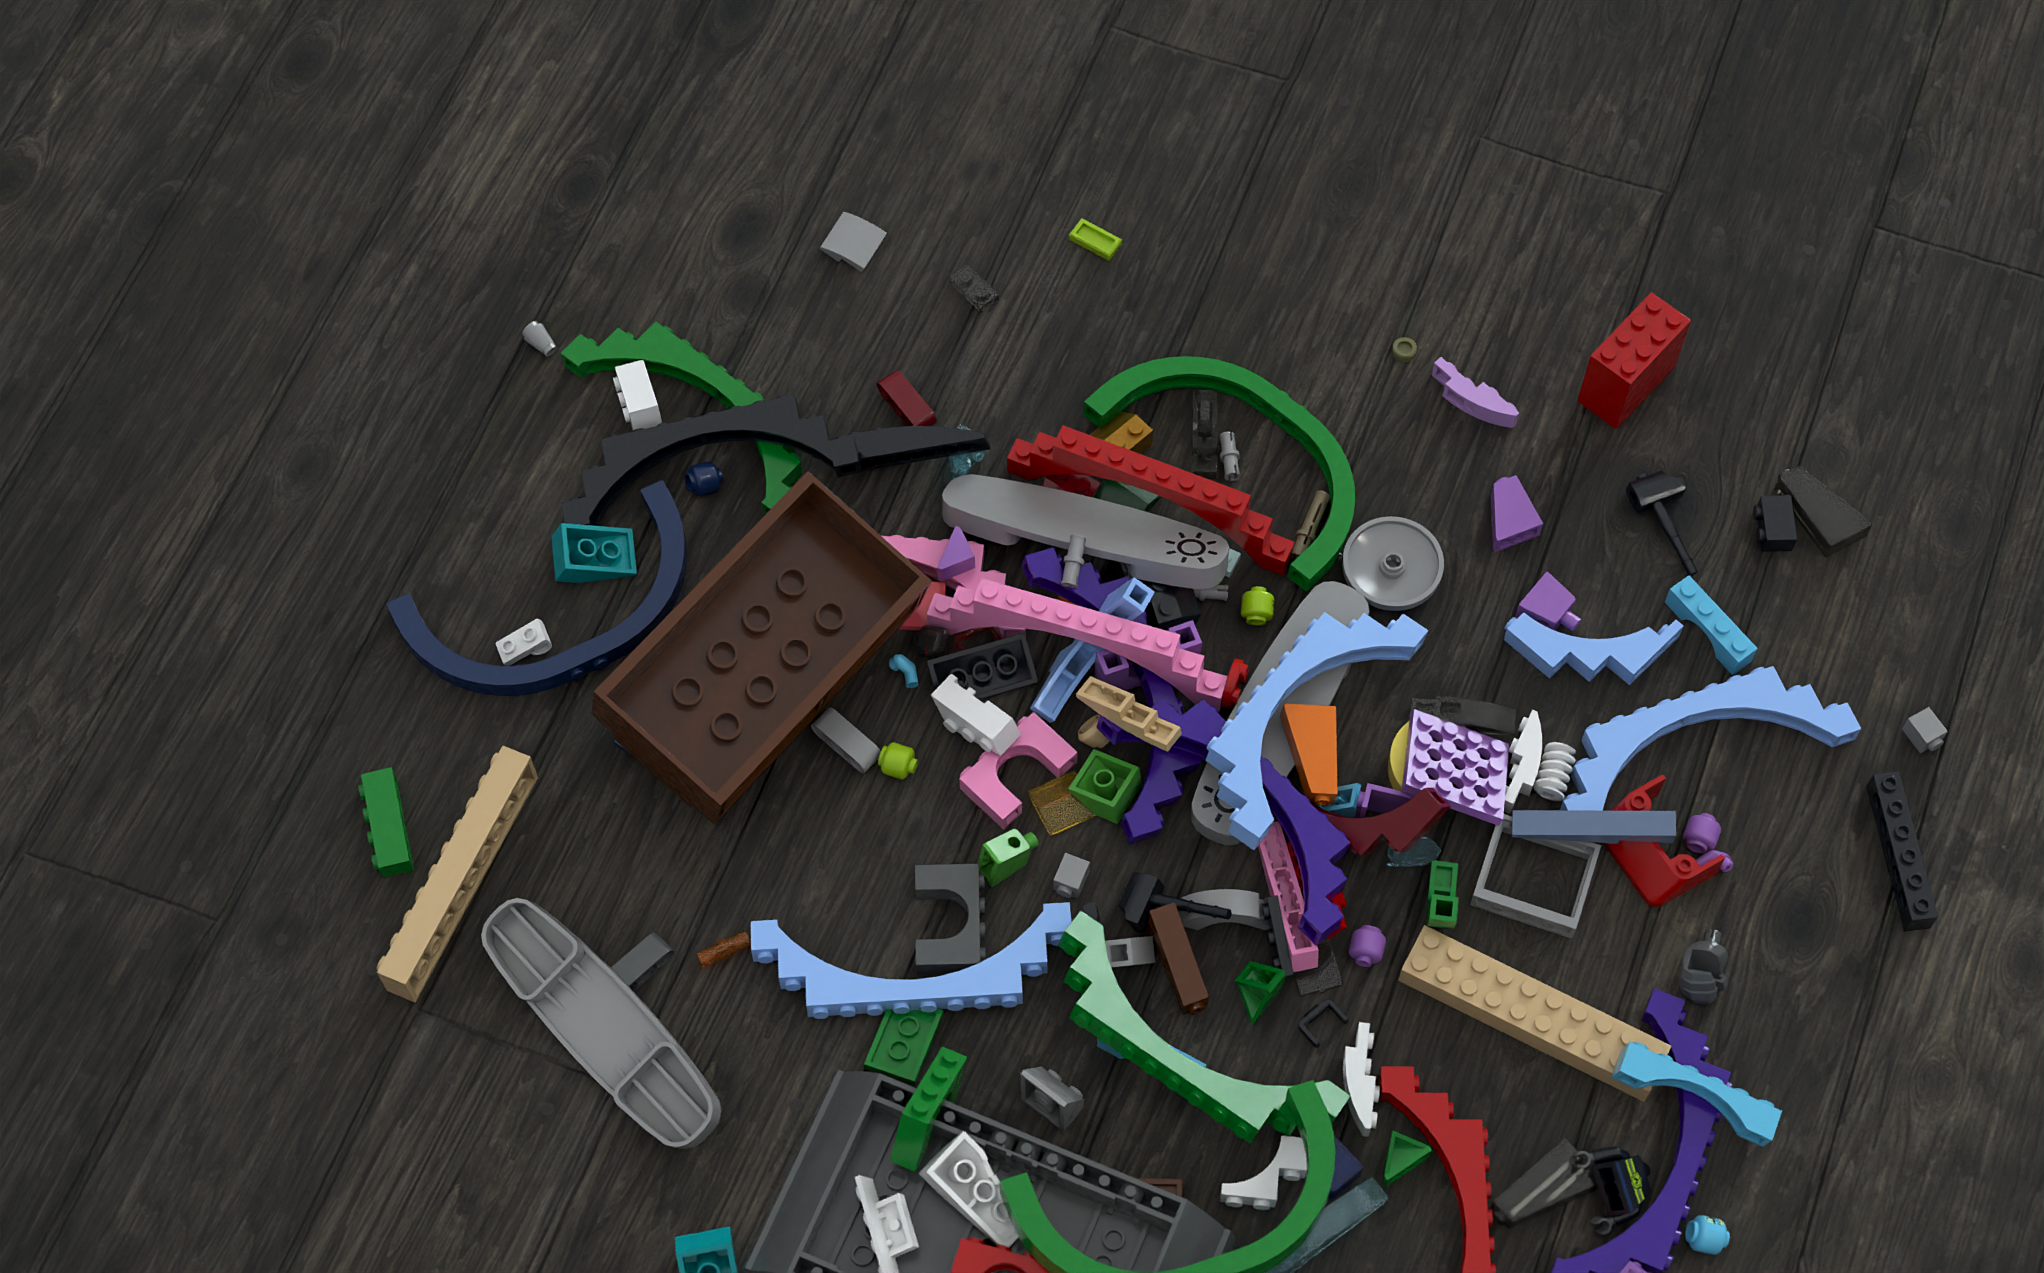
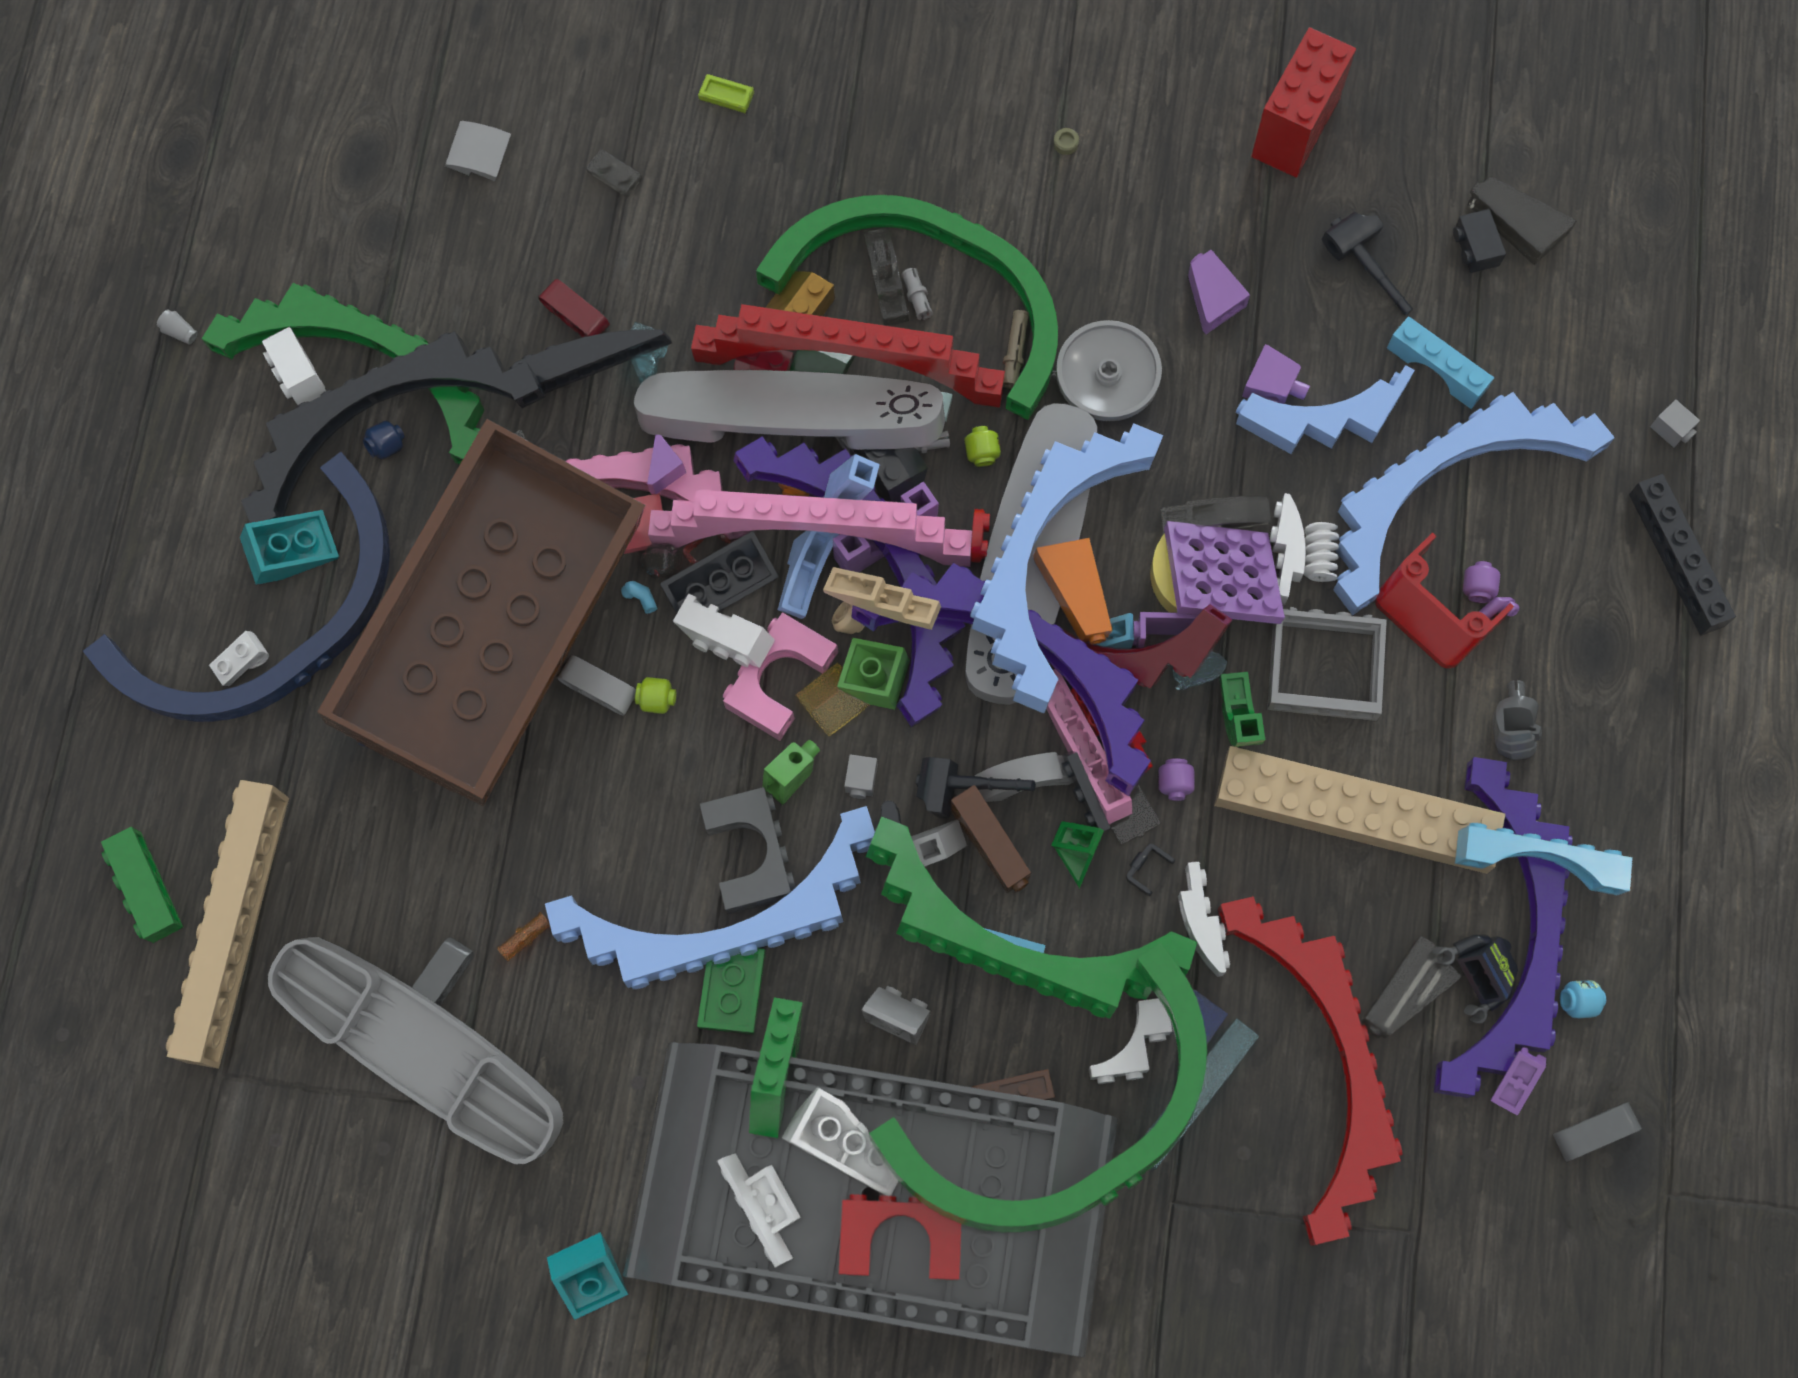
camera: 10 degrees left, 10 degrees up
(1073, 561) = (786, 447): light grey pin -> none
(1402, 1156) = (1261, 992): green slope -> none
(1479, 402) = (1154, 180): lavender slope -> none
(1595, 825) = (1378, 602): sand blue slope -> none

